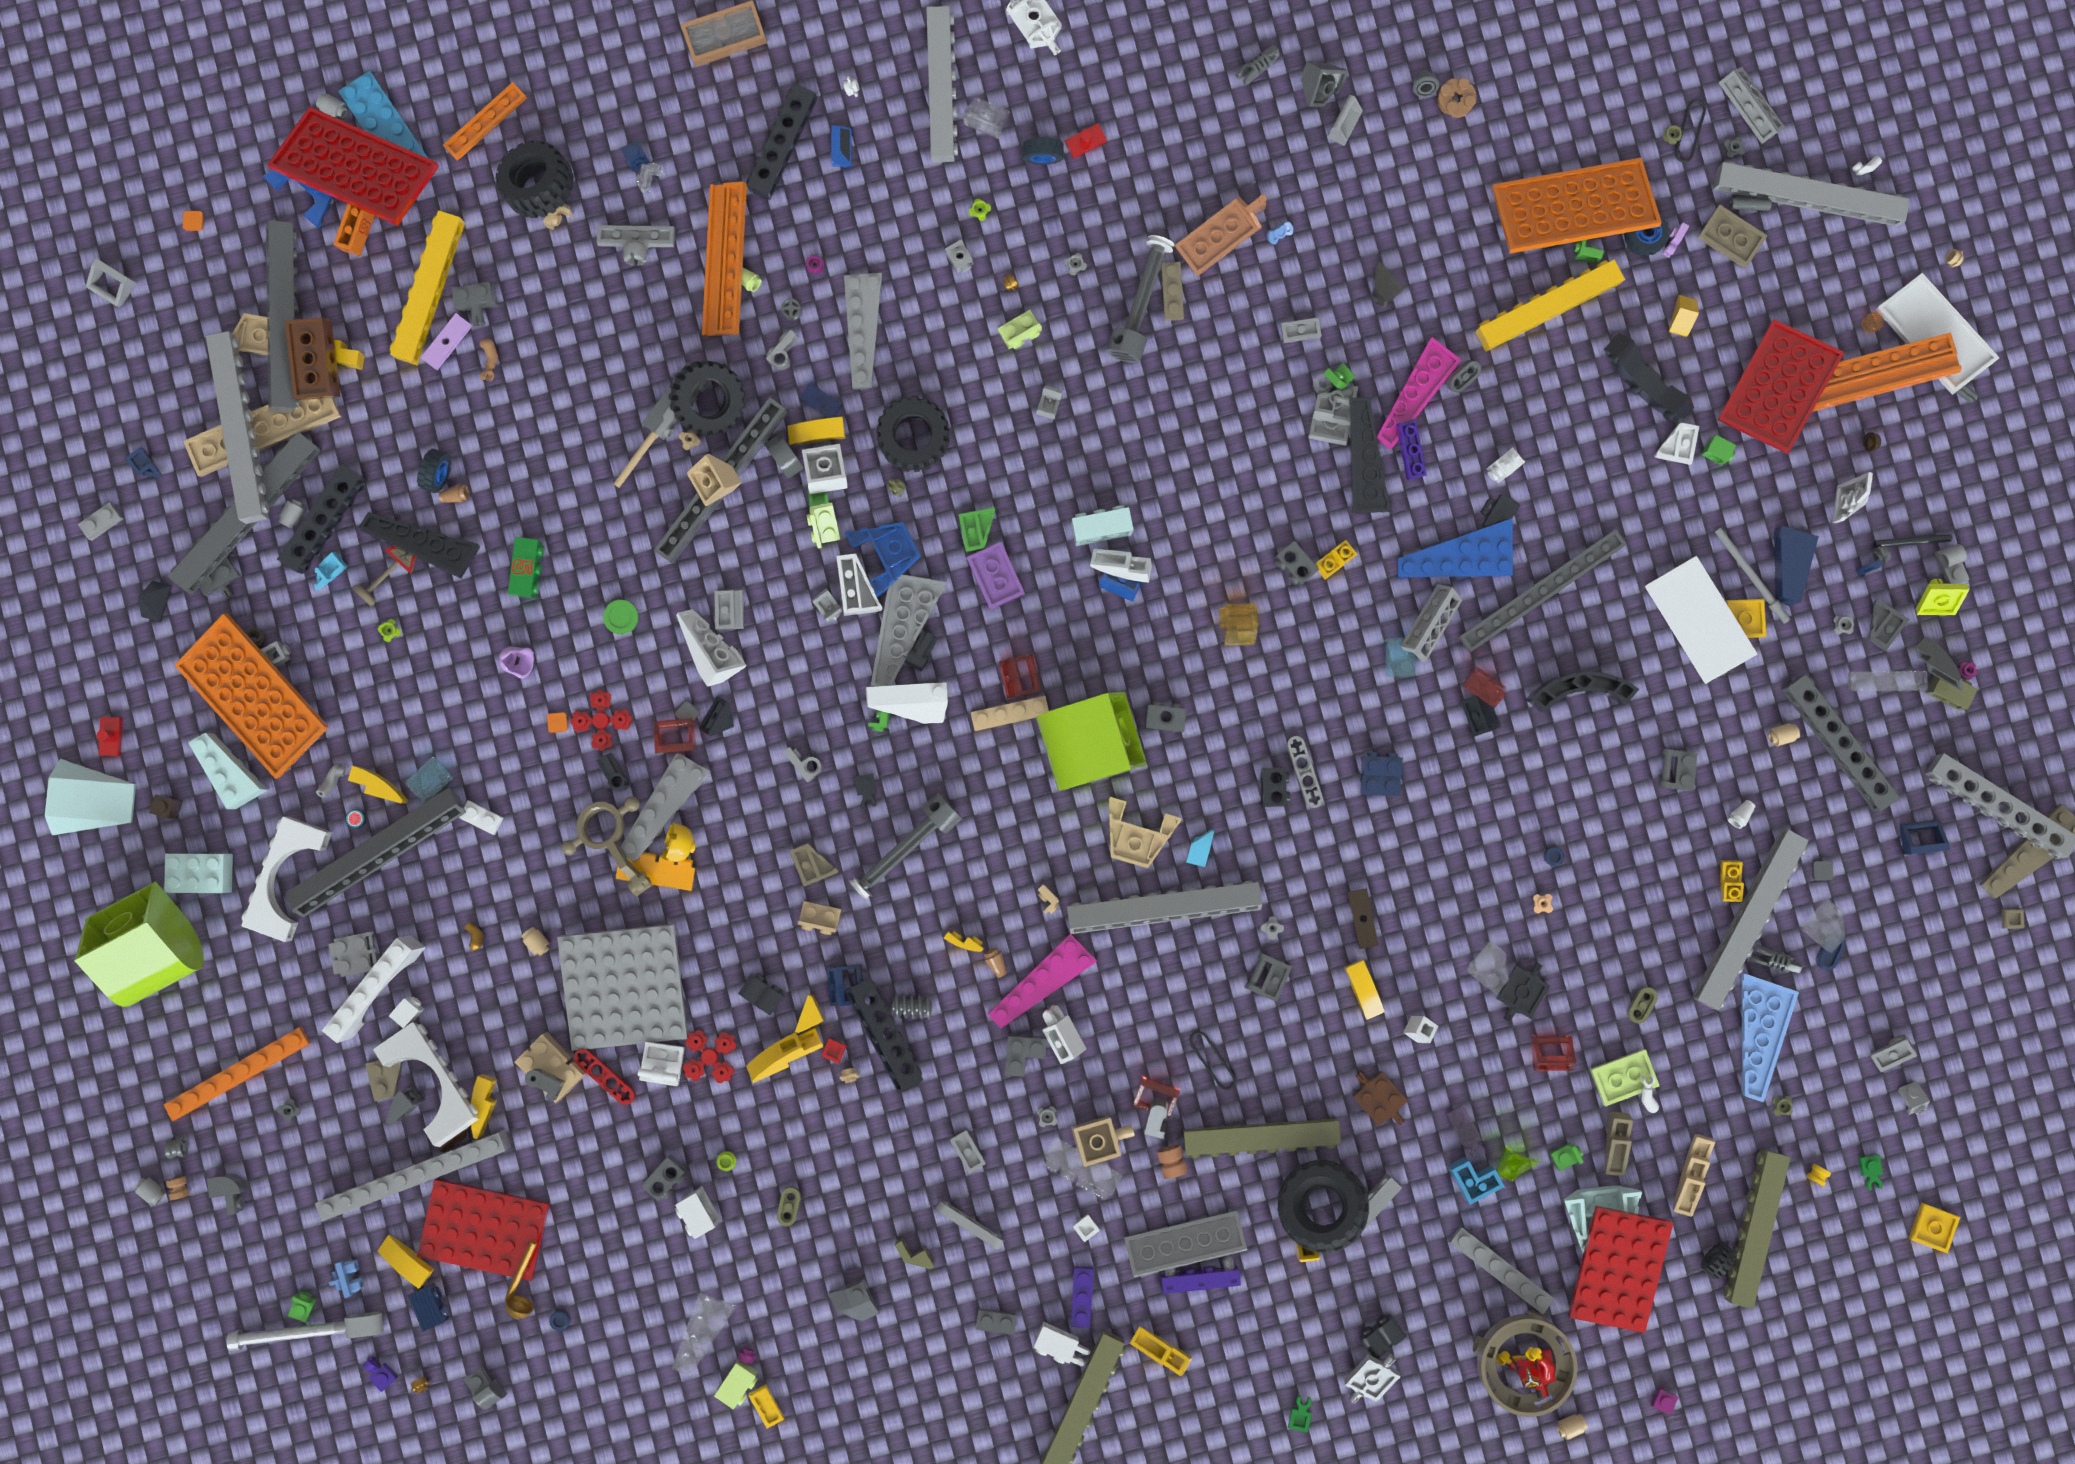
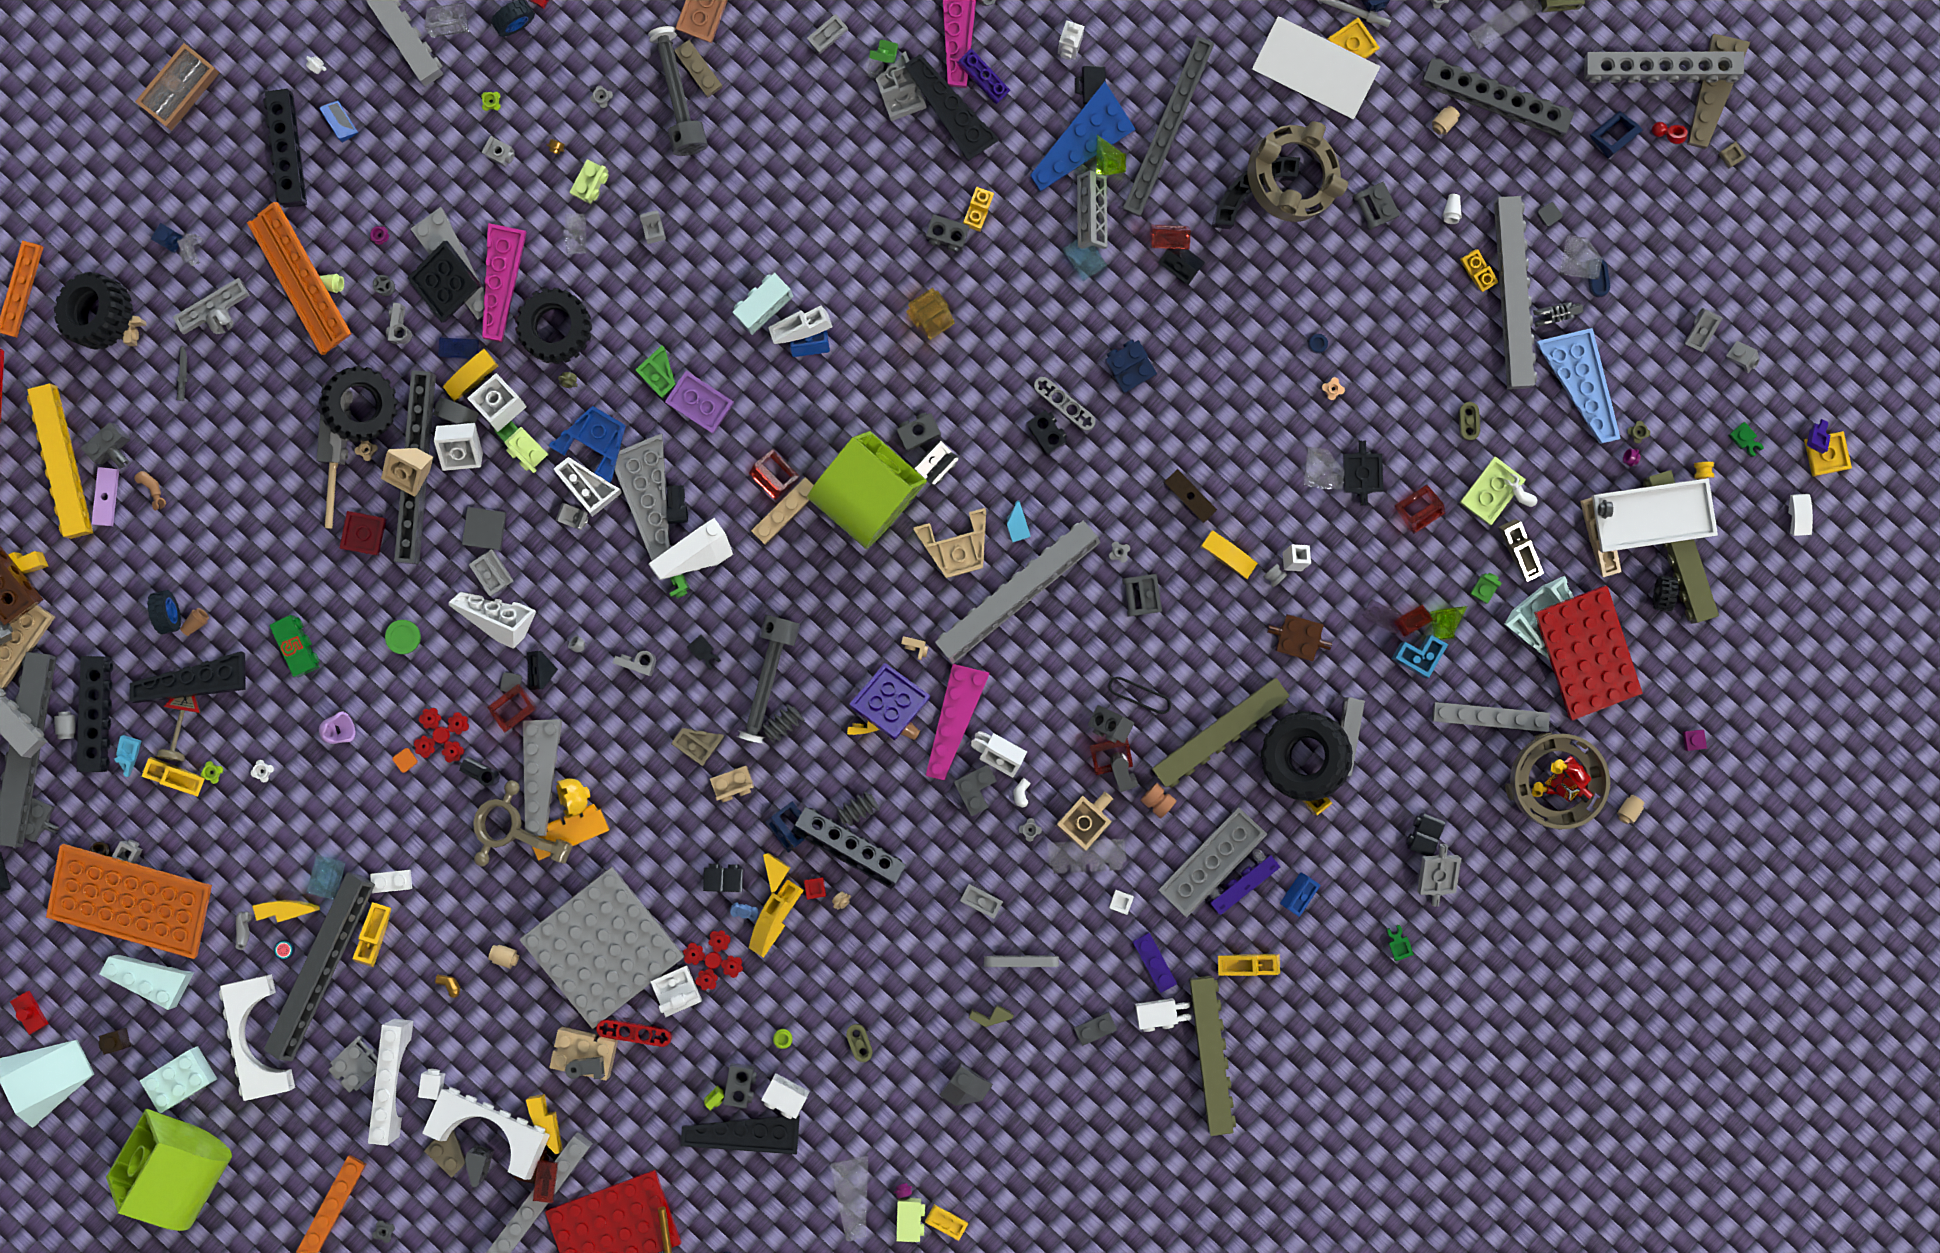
camera: 30 degrees left, 0 degrees up
(354, 613) = (173, 776): none -> yellow slope
(426, 654) = (256, 772): none -> white plate
(437, 853) = (372, 935): none -> yellow slope
(450, 1157) = (545, 1181): none -> clear red tile
(575, 279) = (182, 379): none -> dark grey piece
(636, 1175) = (714, 1098): none -> lime plate
(642, 508) = (362, 533): none -> dark red plate
(650, 1227) = (757, 1135): none -> black wing
(746, 568) = (484, 528): none -> dark grey tile
(761, 1032) = (744, 911): none -> medium blue piece
(763, 715) = (576, 644): none -> light grey hinge
(768, 486) = (458, 446): none -> white brick
(844, 338) = (444, 281): none -> black plate
(894, 893) = (782, 723): none -> dark grey piece
(903, 353) = (502, 263): none -> dark pink wing
(980, 366) = (575, 233): none -> clear slope
(997, 933) = (889, 701): none -> dark purple plate
(1057, 1080) = (1019, 793): none -> white arm
(1163, 754) = (936, 463): none -> bracket
(1173, 1072) = (1111, 724): none -> dark grey brick
(1242, 1317) = (1300, 894): none -> blue slope
(1392, 1032) = (1275, 575): none -> light grey wheel
(1474, 586) = (1109, 158): none -> clear neon green slope
(1487, 1146) = (1413, 620): none -> clear red tile
(1605, 724) = (1288, 204): none -> dark tan piece
(1713, 1156) = (1605, 509): none -> dark grey plate
(1752, 1188) = (1656, 515): none -> white tile
(1762, 1123) = (1631, 457): none -> magenta plate
(1880, 1264) = (1802, 517): none -> white slope
(1935, 1209) = (1818, 438): none -> dark purple plate
(1975, 870) = (1675, 134): none -> red plate

